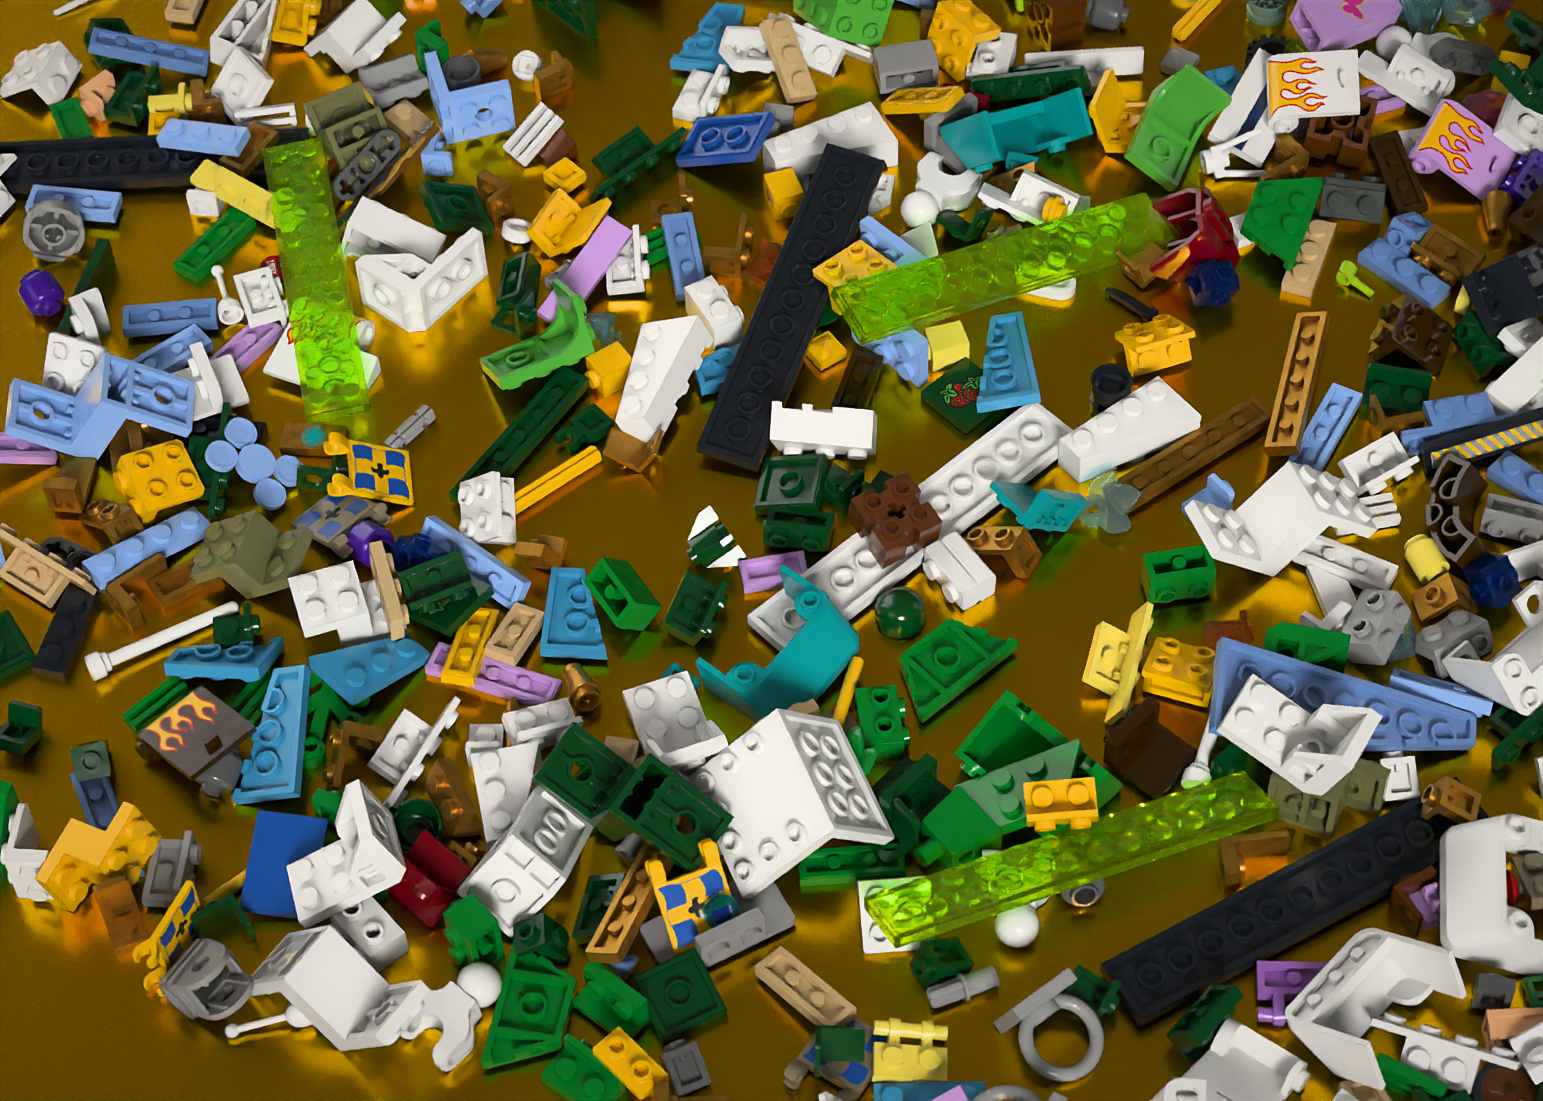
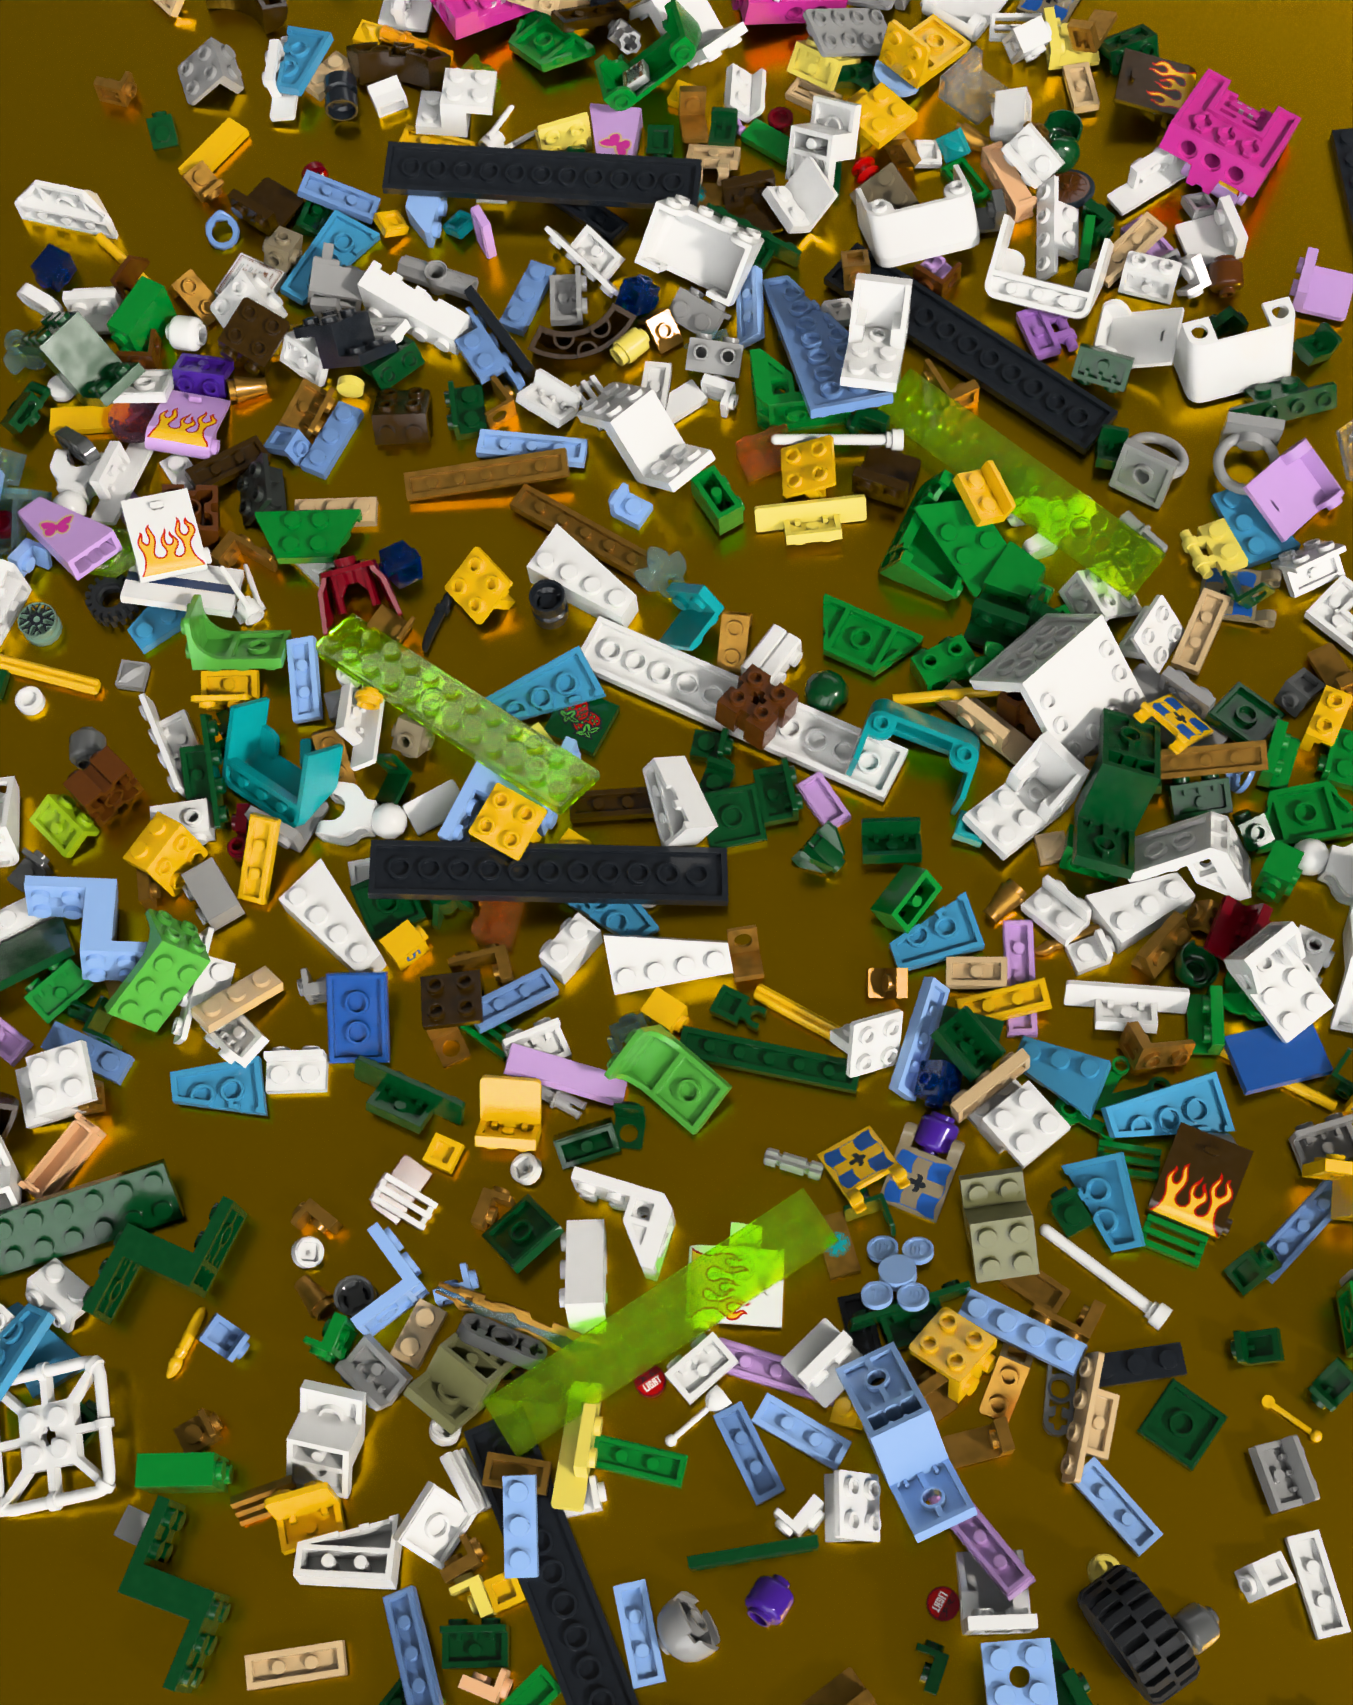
camera: 105 degrees left, 15 degrees up
(700, 201) = (452, 999): none -> dark brown bracket
(719, 909) = (1174, 701): tile -> none
(820, 936) = (1153, 634): none -> white bracket
(1110, 181) = (304, 679): none -> light blue plate
(1347, 276) = (348, 479): lime hand -> none

